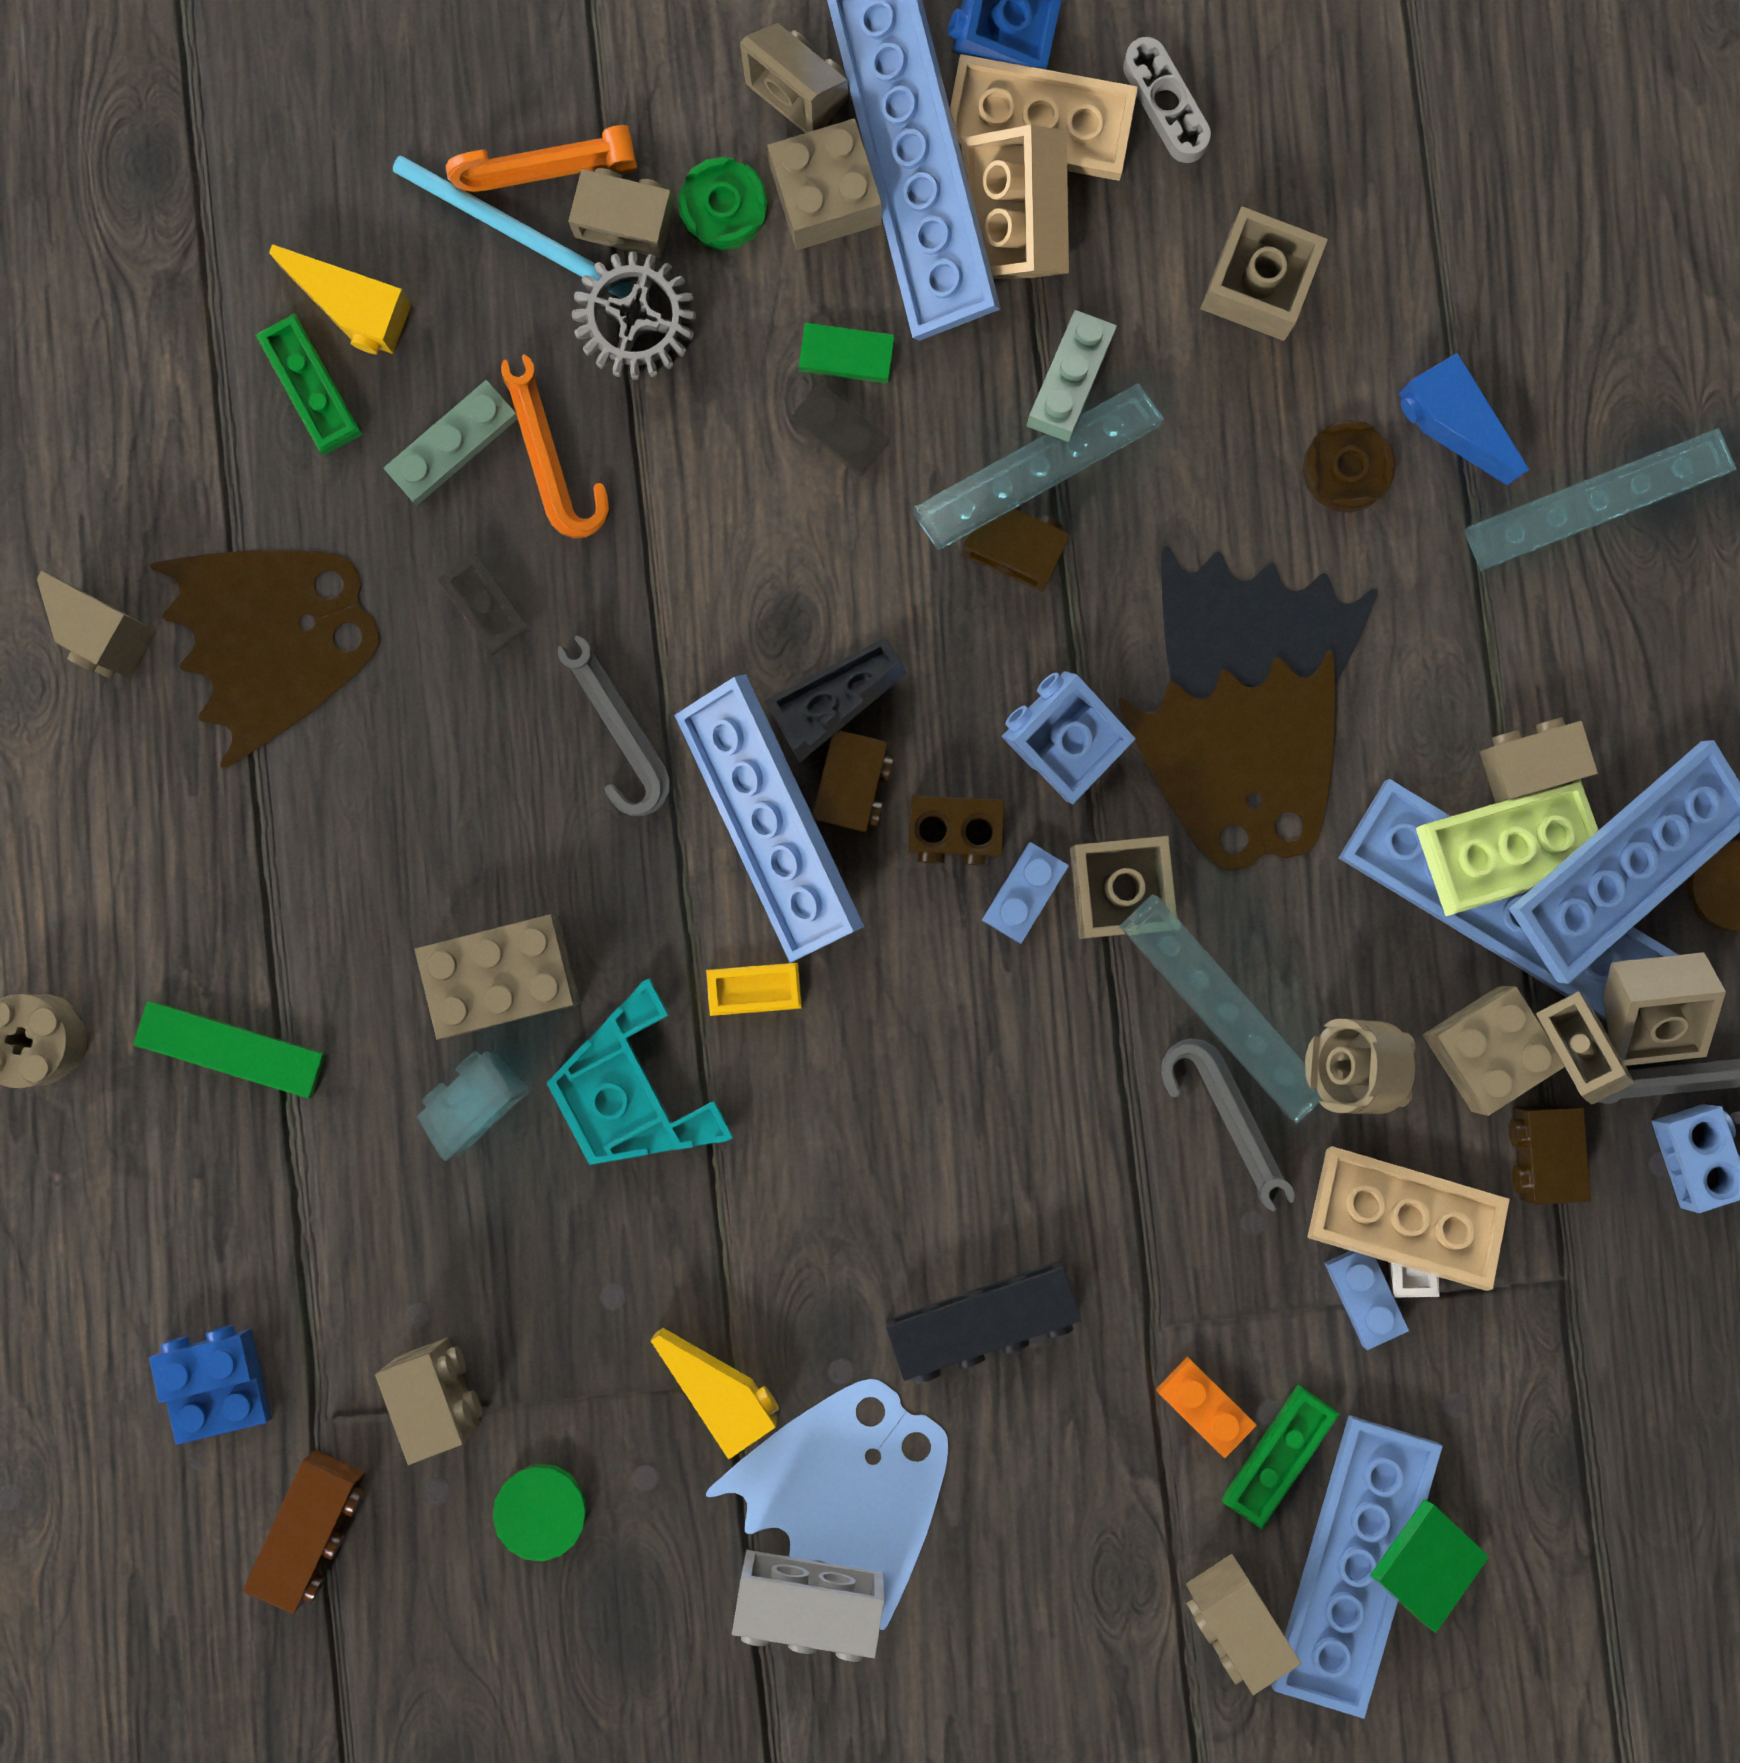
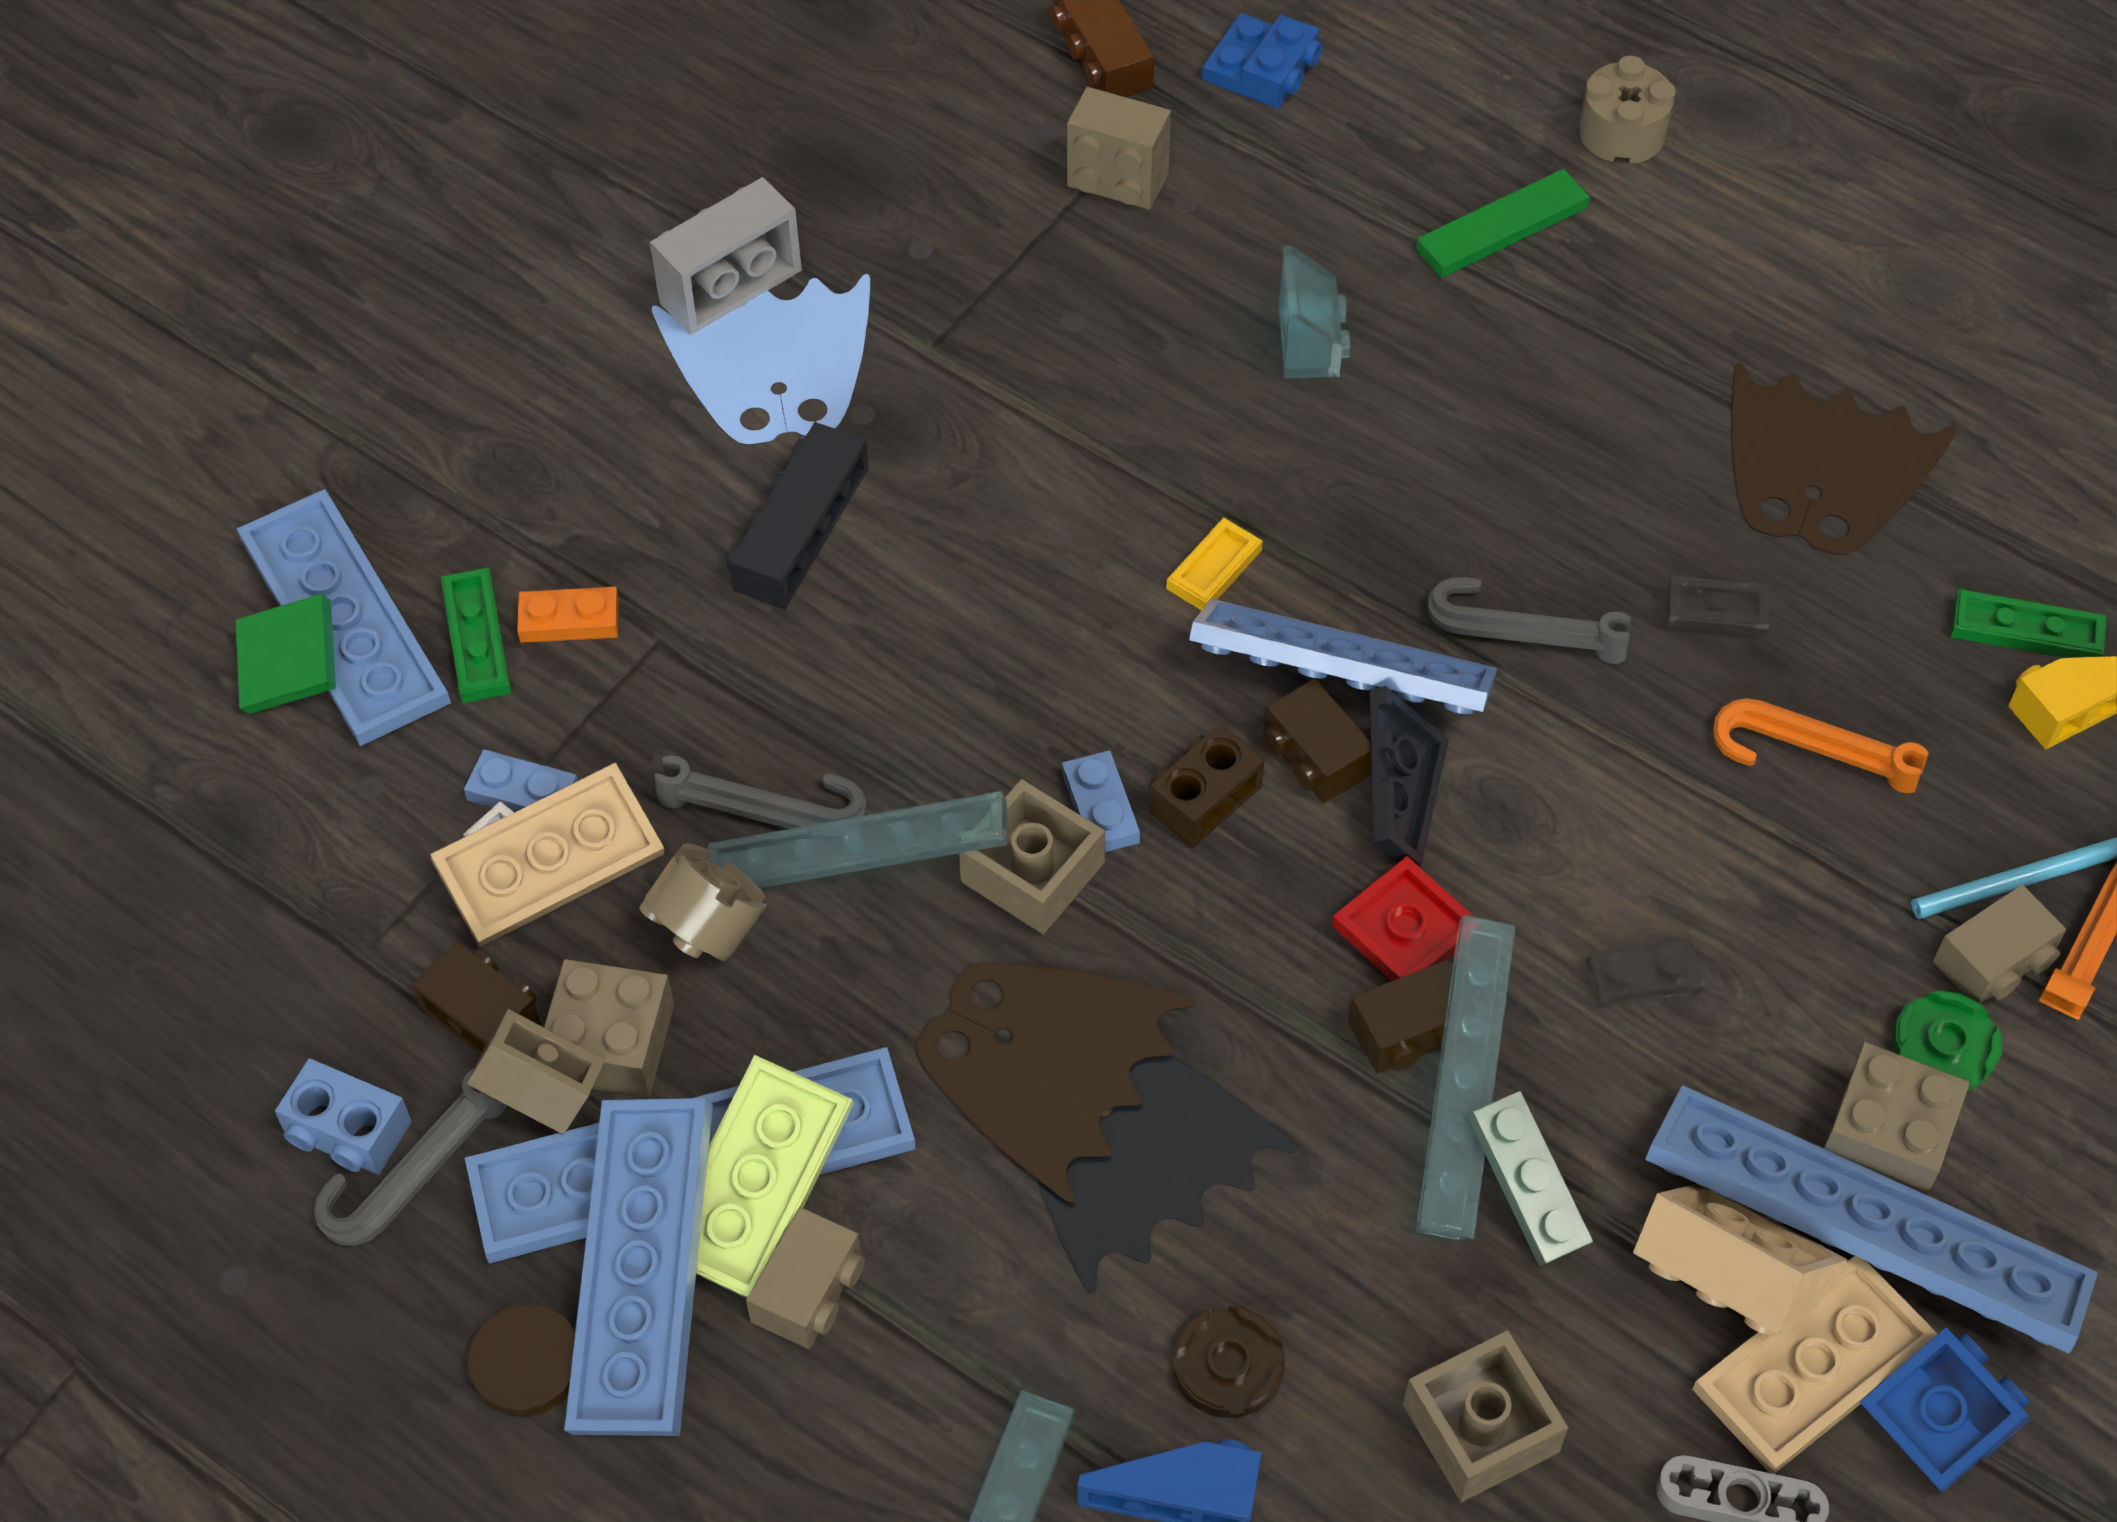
camera: 135 degrees right, 30 degrees down
(92, 630) = (1930, 337): dark tan slope -> none
(451, 442) = (1886, 681): sand green plate -> none
(497, 976) = (1393, 404): dark tan brick -> none
(539, 1512) = (966, 171): green tile -> none
(612, 1099) = (1220, 412): teal wing -> none
(614, 307) = (1887, 896): light grey gear -> none
(722, 1396) = (934, 320): yellow slope -> none
(793, 77) = (2027, 1166): dark tan slope -> none
(846, 353) = (1713, 1030): green tile -> none
(944, 606) = (1402, 921): none -> red plate
(1067, 735) = (1203, 923): medium blue plate -> none
(1240, 1626) = (397, 494): dark tan brick -> none
(1662, 1007) = (502, 1170): dark tan slope -> none

